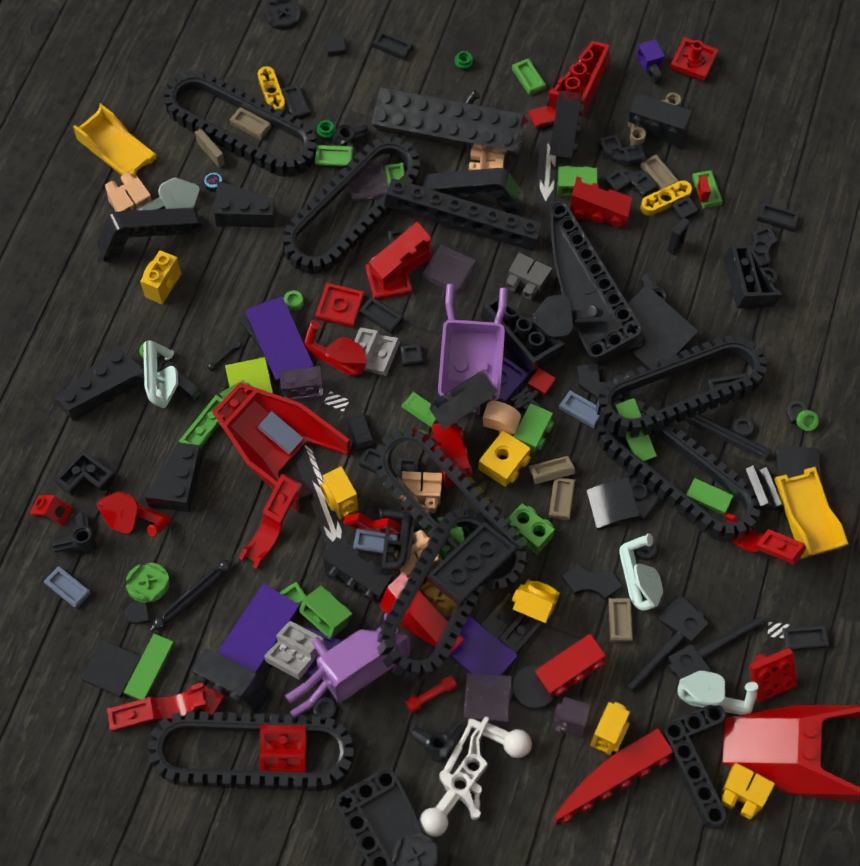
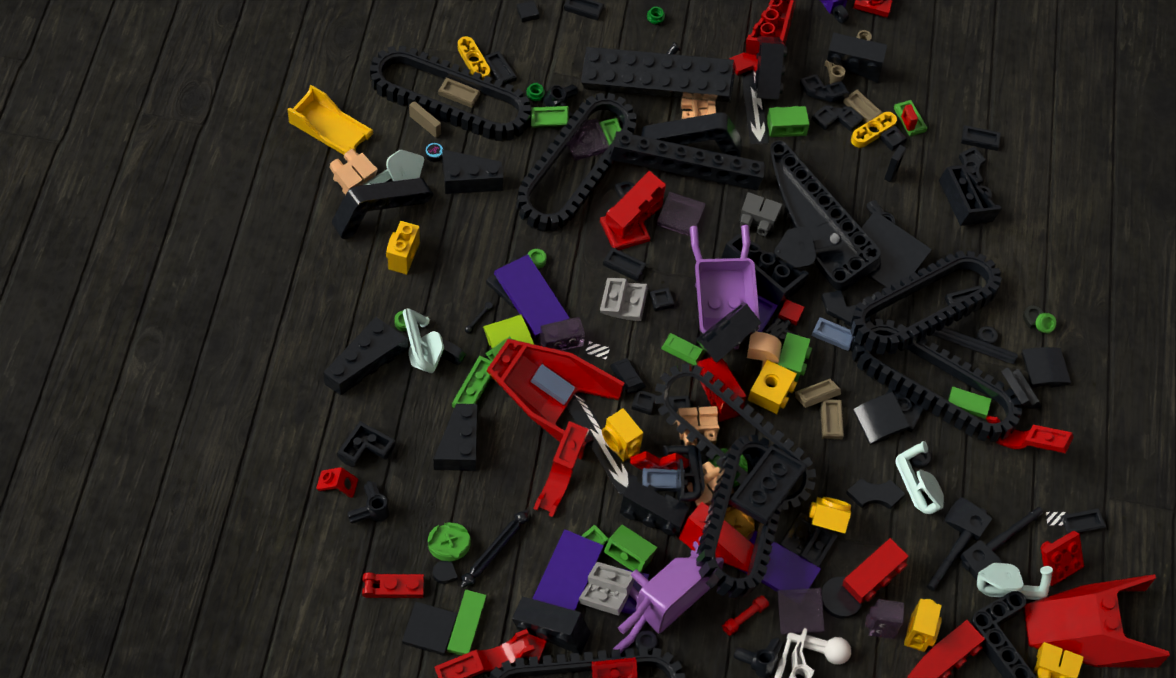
camera: 15 degrees left, 5 degrees down
(67, 587) = (369, 555): sand blue tile -> none
(85, 620) = (393, 585): none -> red plate
(121, 513) = (411, 475): red piece -> none
(339, 305) = (582, 258): red tile -> none
(340, 354) = (594, 304): red piece -> none
(529, 77) = (721, 26): bright green tile -> none
(533, 525) = (811, 445): bright green brick -> none
(598, 205) = (813, 140): red wedge -> none
(620, 620) = (909, 526): dark tan tile -> none
(639, 446) = (898, 360): bright green tile -> none
(810, 514) = (1066, 407): yellow piece -> none

